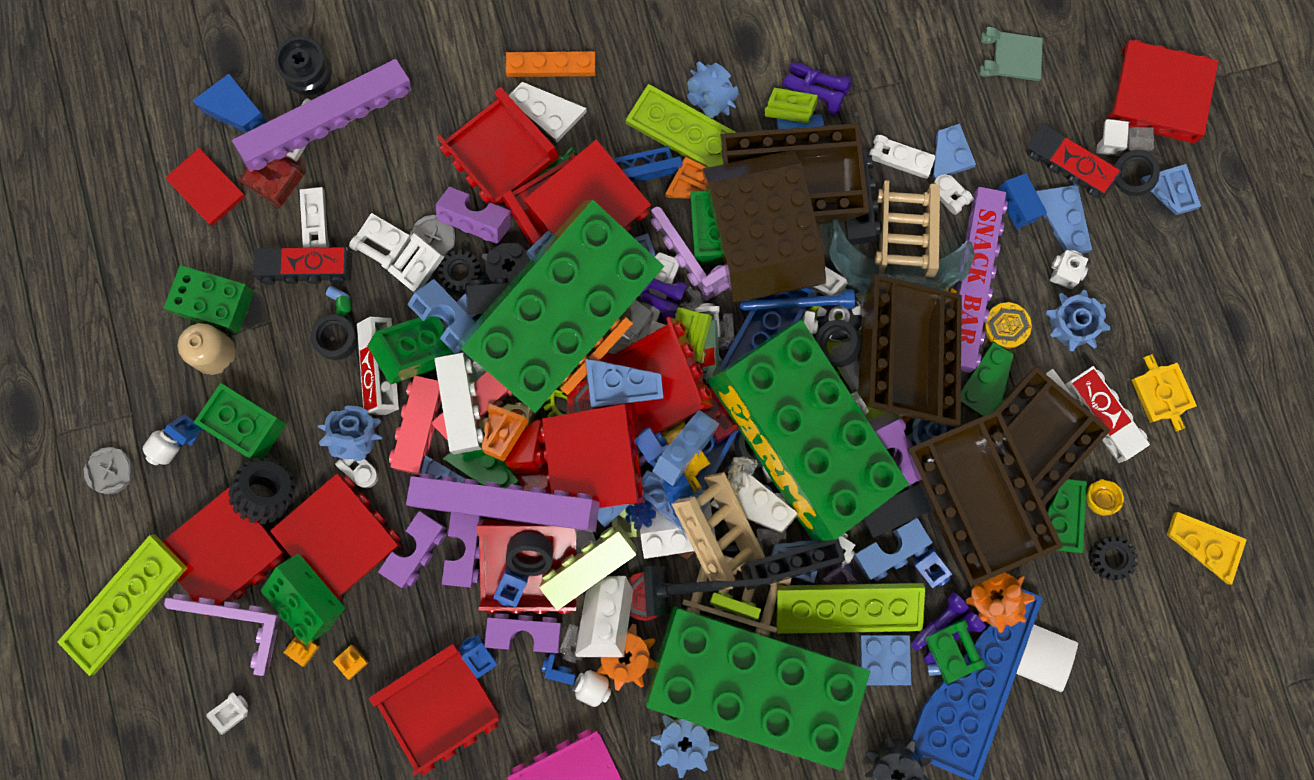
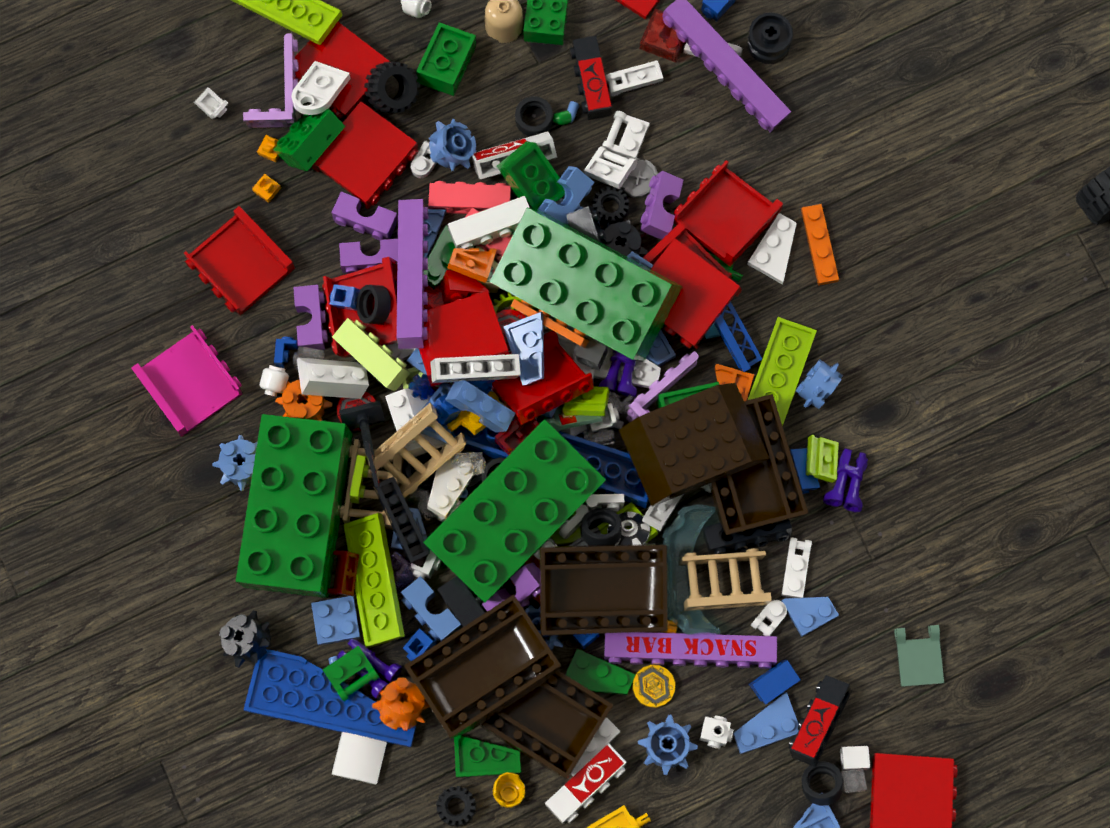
camera: 80 degrees right, 5 degrees down
(183, 430) = (431, 16): blue bracket -> none
(242, 574) = (320, 87): none -> white plate
(477, 656) = (284, 284): blue bracket -> none
(643, 443) = (475, 368): none -> white brick
(837, 641) = (345, 573): none -> dark red hinge
(844, 299) = (642, 528): blue piece -> none

